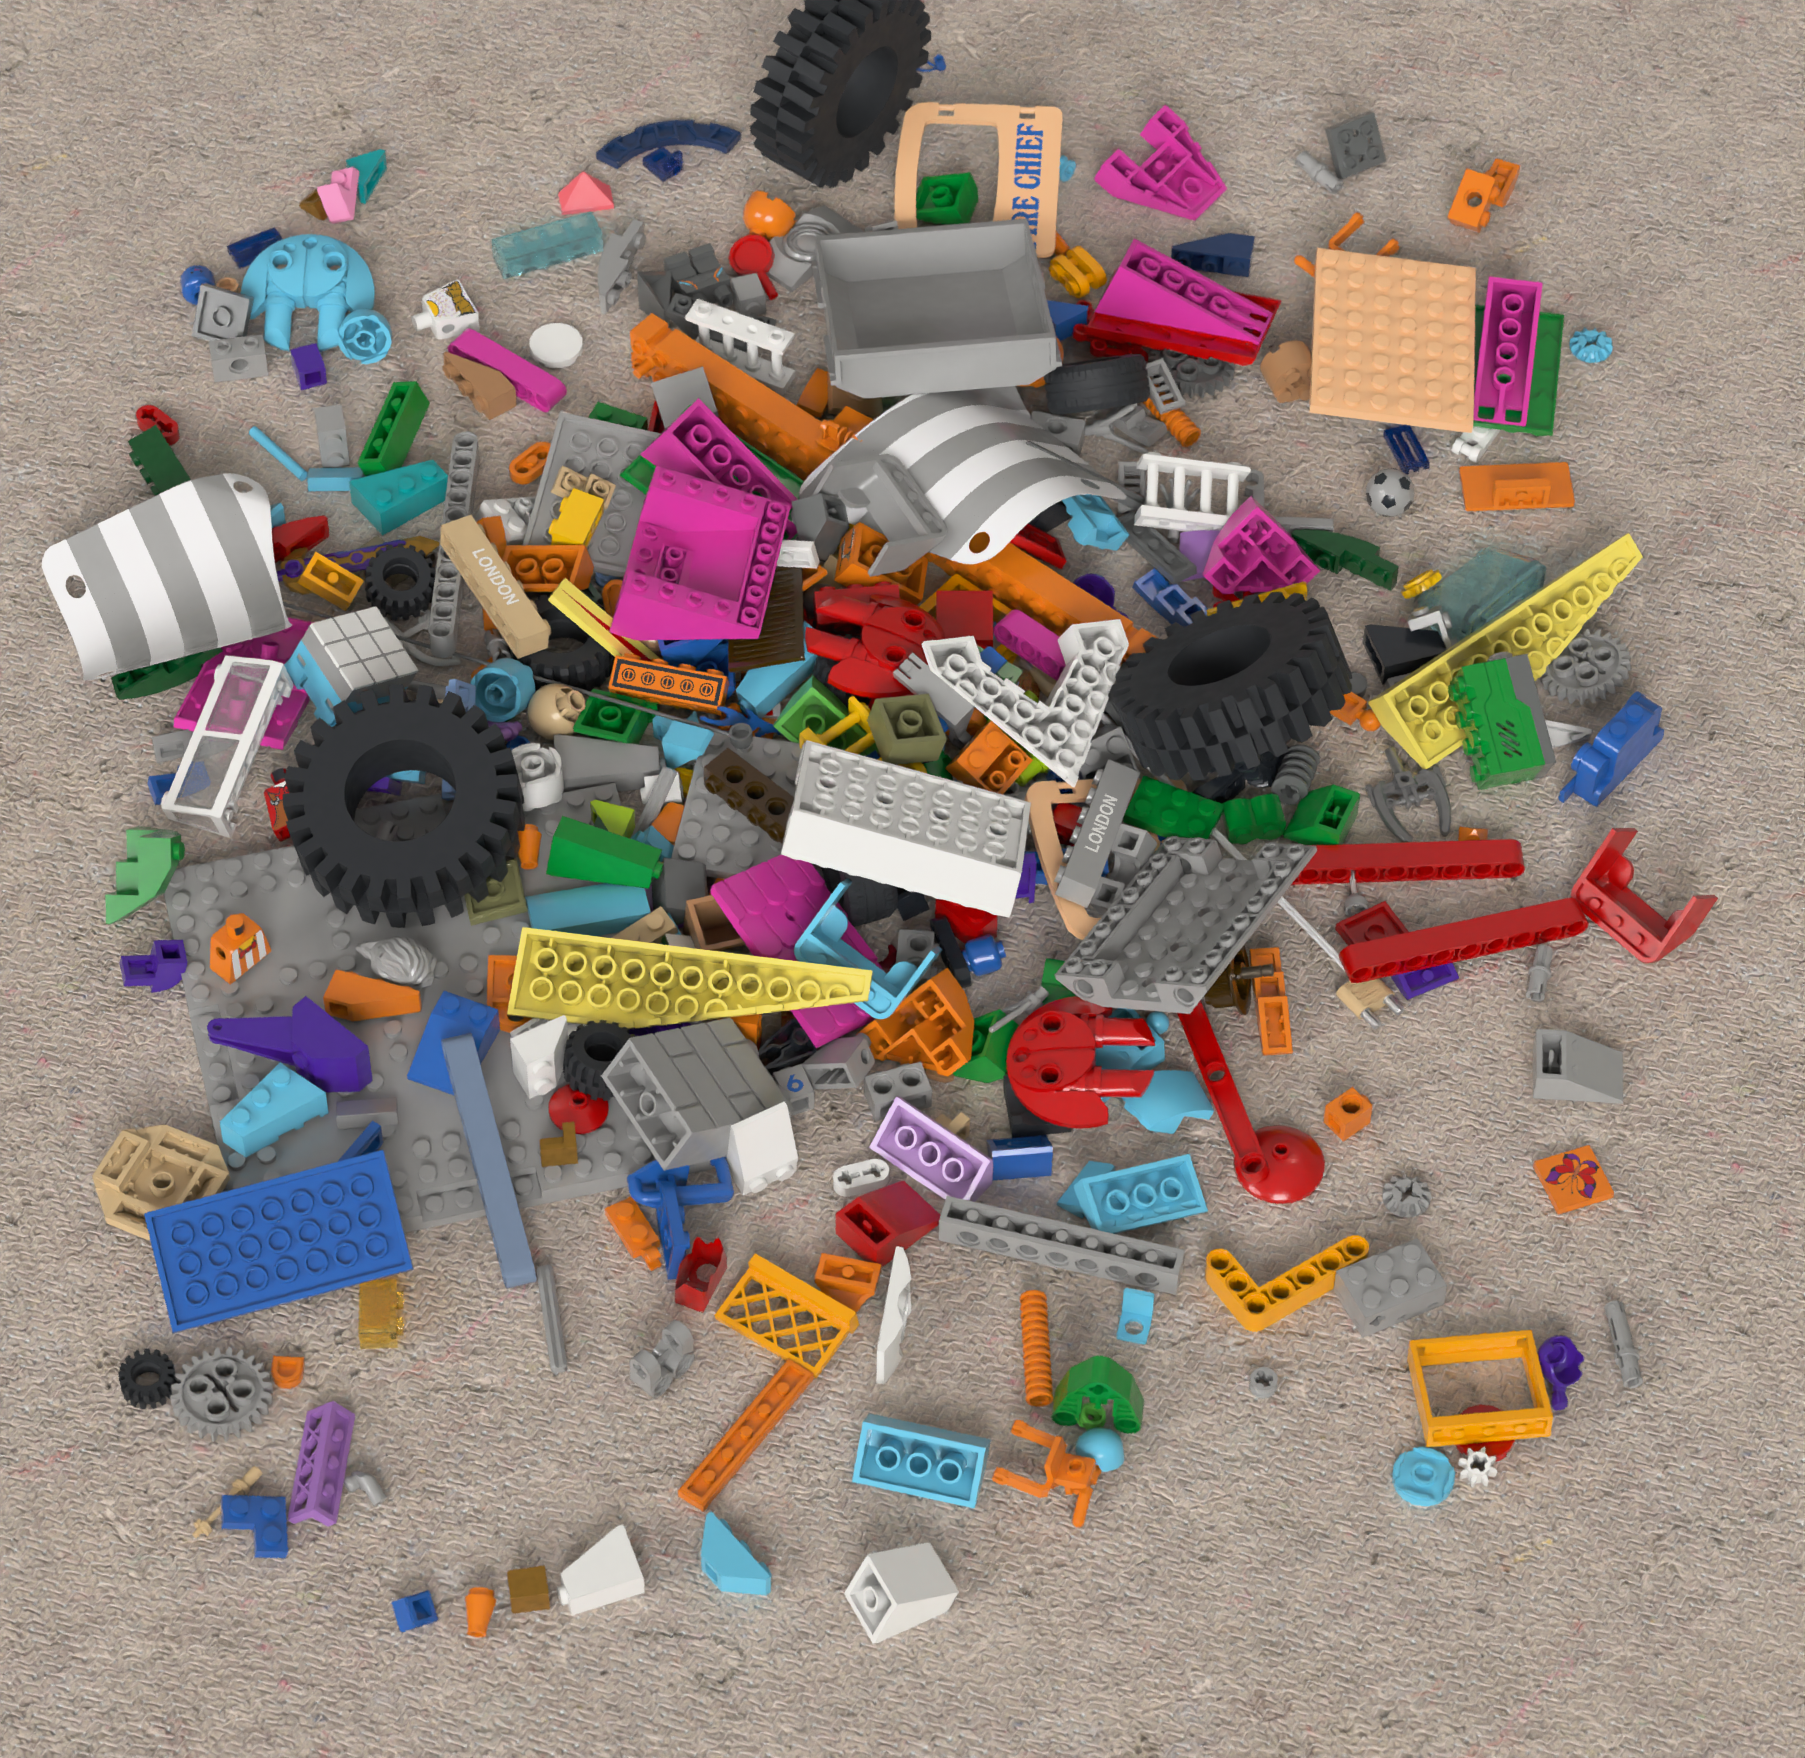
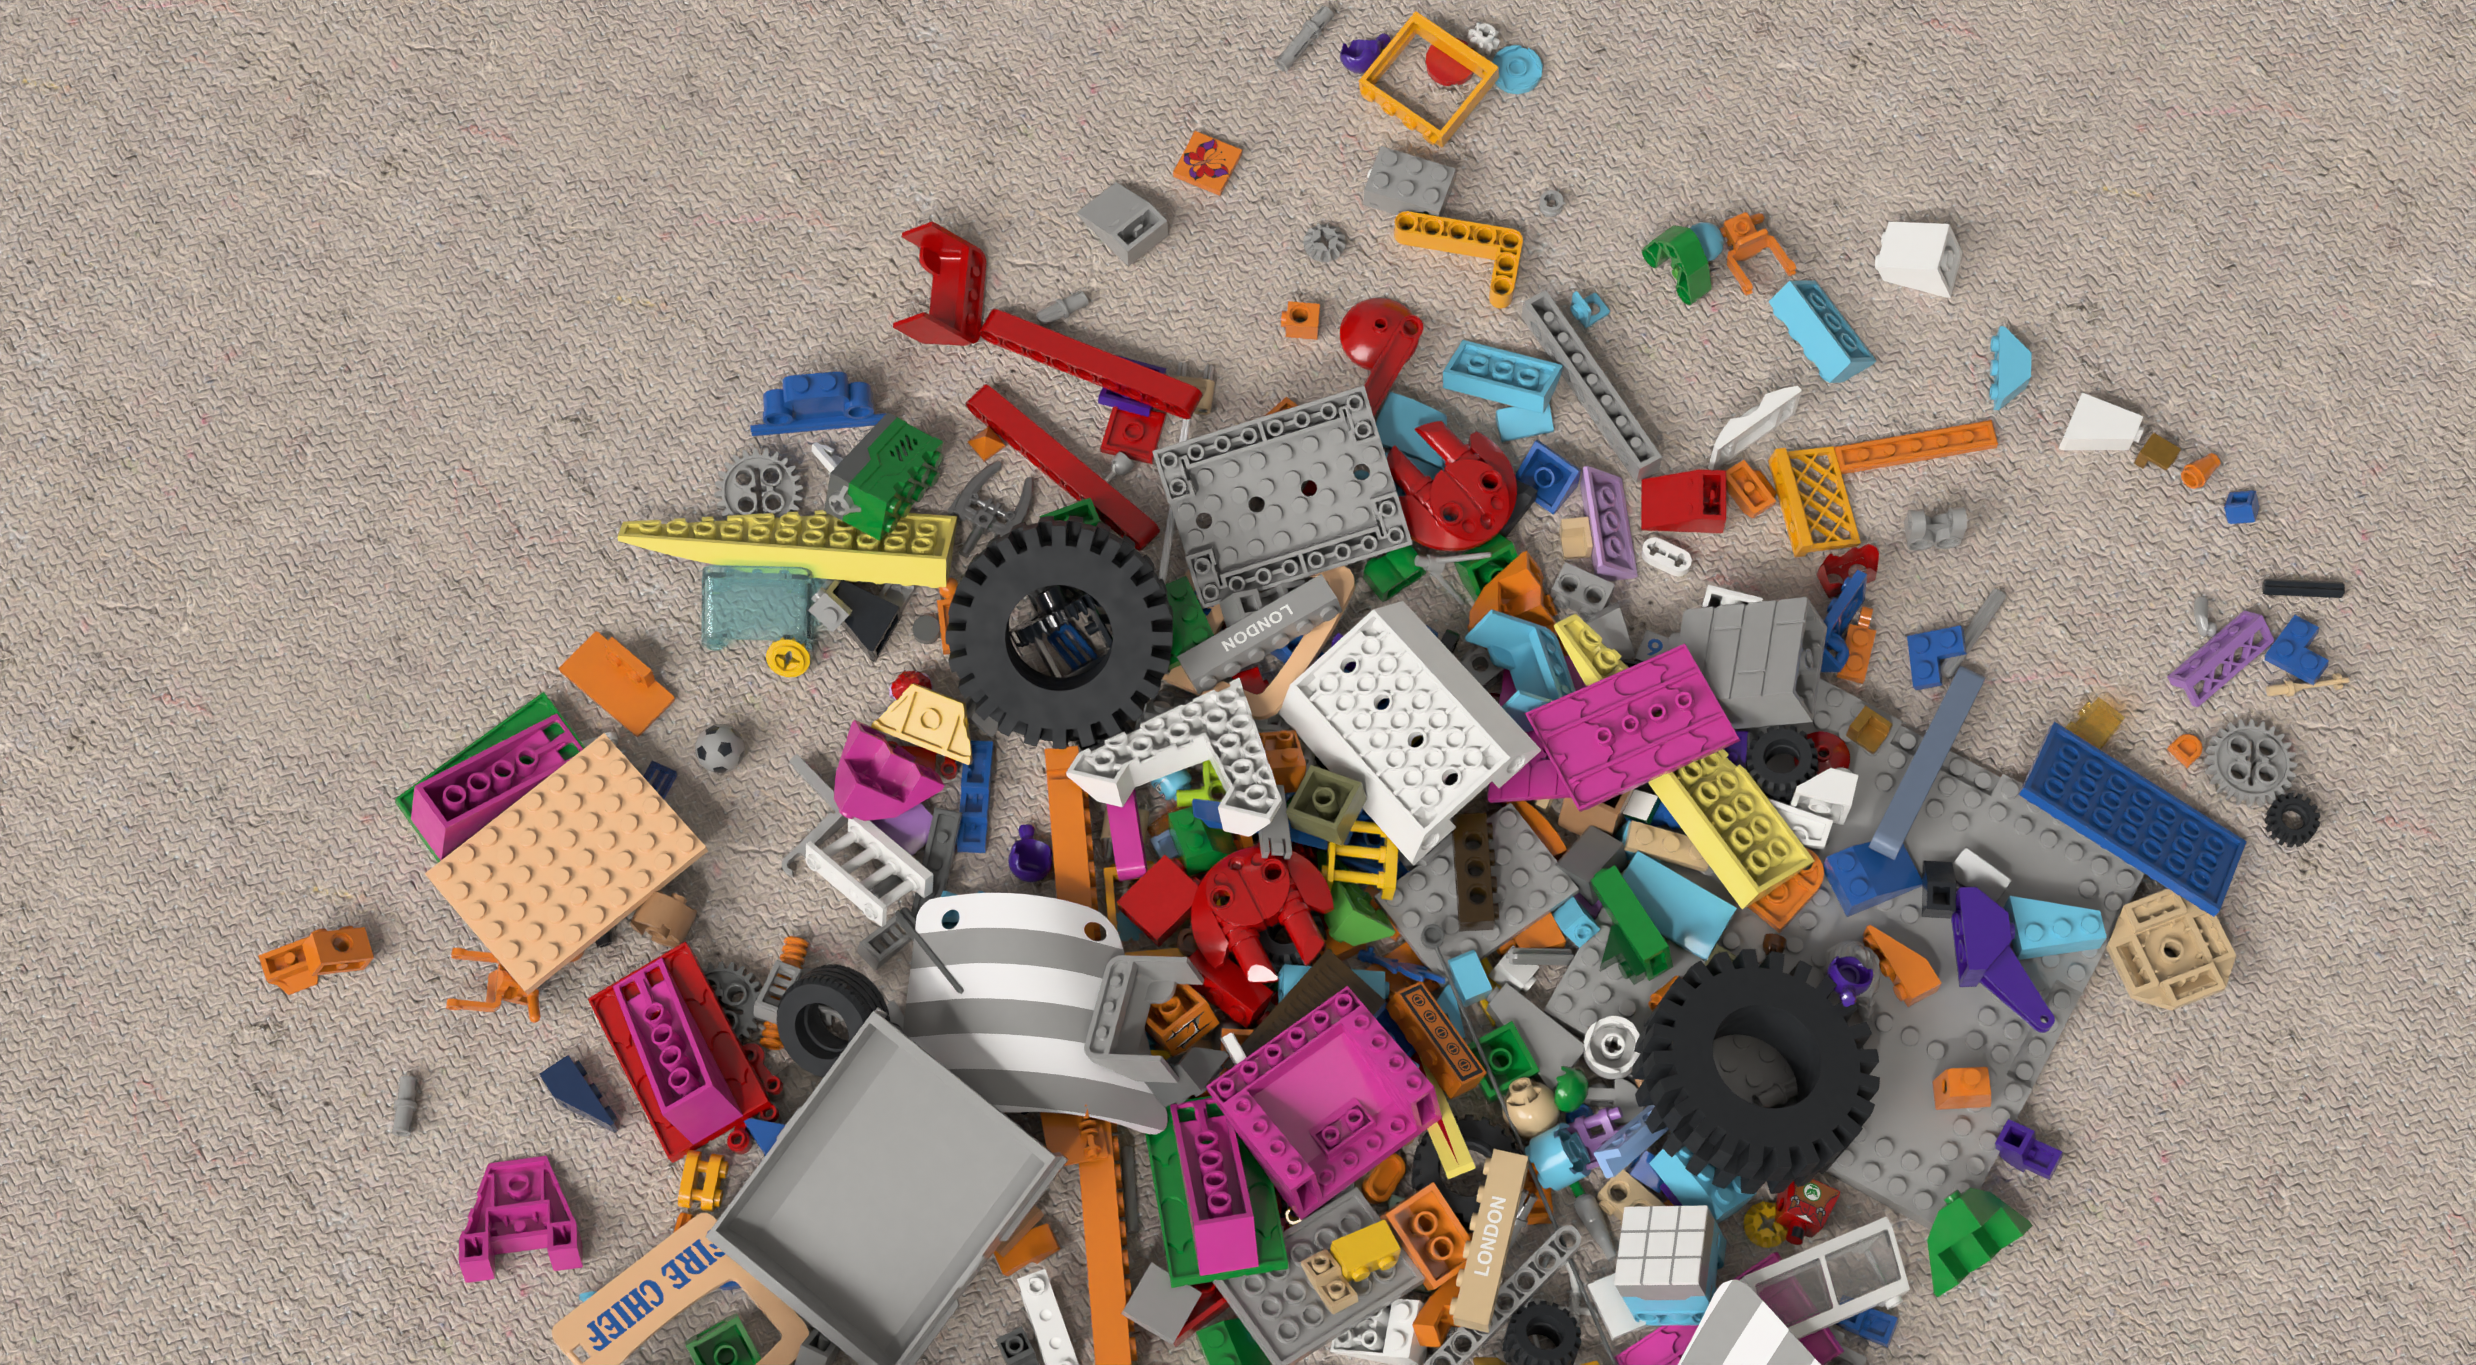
camera: 135 degrees left, 15 degrees up
(299, 1584) = (2303, 588): none -> black axle
(368, 1142) = (2015, 842): blue tile -> none
(391, 1066) = (1938, 889): none -> black slope
(394, 916) = (1851, 978): none -> dark purple hair
(483, 944) = (1773, 943): none -> reddish brown hinge
(537, 730) = (1571, 1090): none -> green hair
(570, 1269) = (1927, 651): none -> blue plate
(615, 817) = (1588, 954): lime slope -> none
(733, 945) = (1608, 733): none -> dark pink piece
(1036, 1348) = (1673, 340): orange piece -> none
(1338, 551) = (808, 735): dark green slope -> none
(1342, 139) = (354, 1095): dark grey plate -> none
(1591, 353) = (418, 763): medium azure gear -> none

